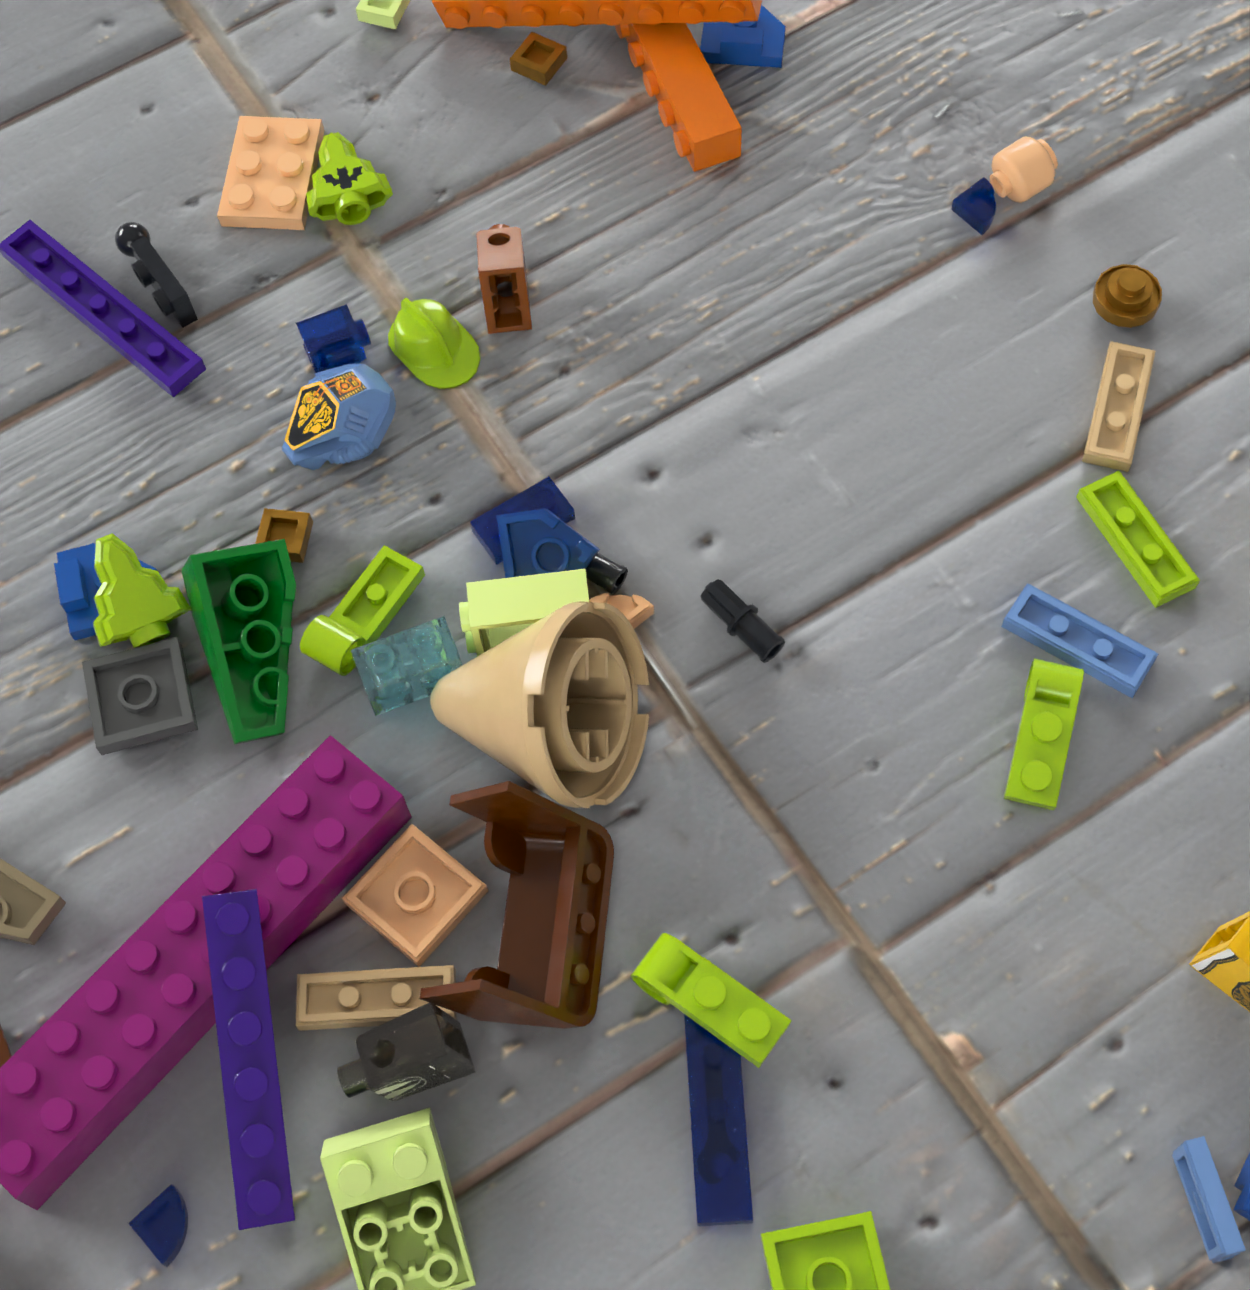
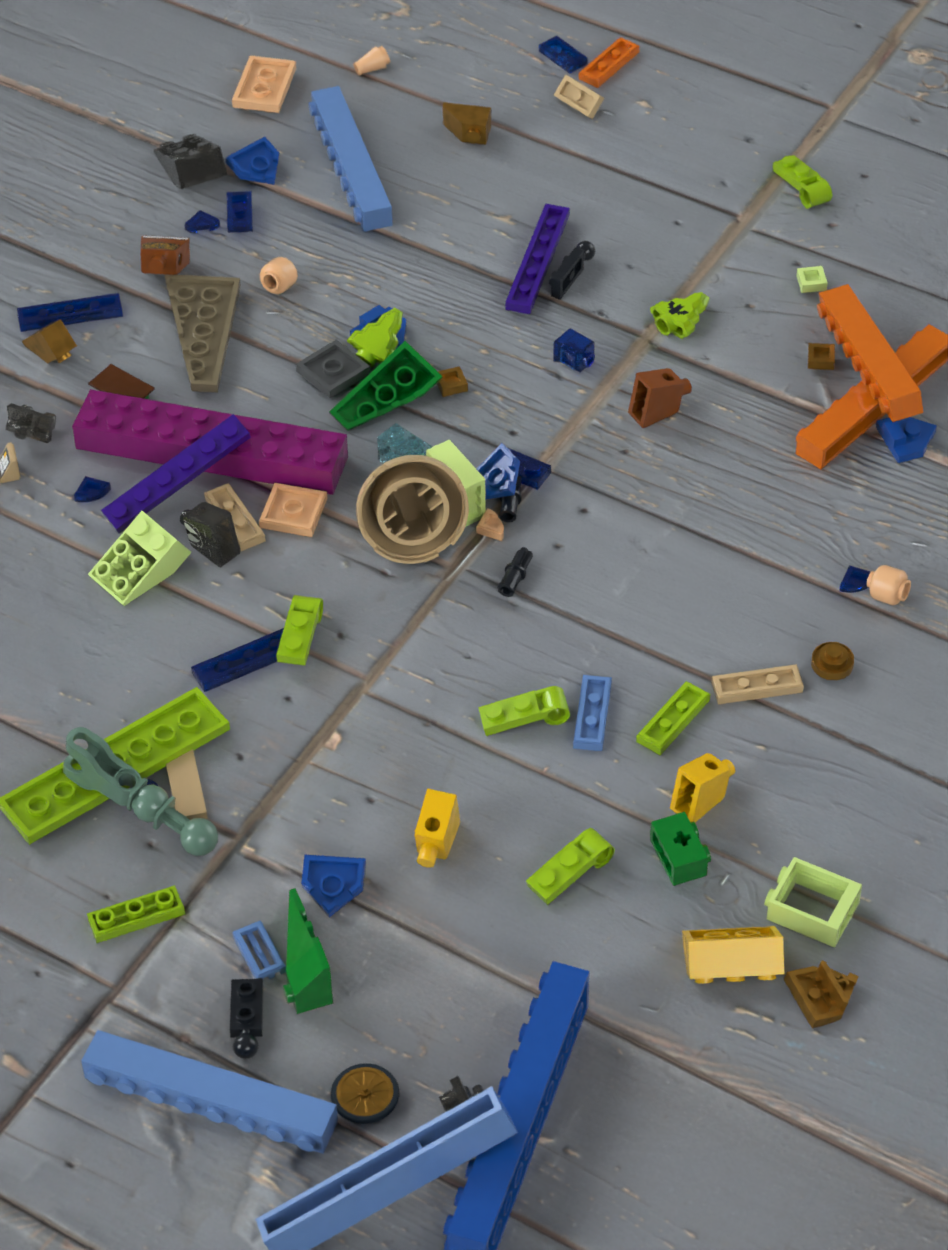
camera: 60 degrees right, 15 degrees down
(270, 173) = (667, 283): light nougat plate -> none
(339, 417) = (531, 371): medium blue helmet -> none
(363, 611) = (427, 427): lime plate -> none
(433, 344) = (604, 391): lime piece -> none
(551, 917) = (308, 564): reddish brown windscreen -> none
(1208, 1200) = (310, 843): medium blue tile -> none

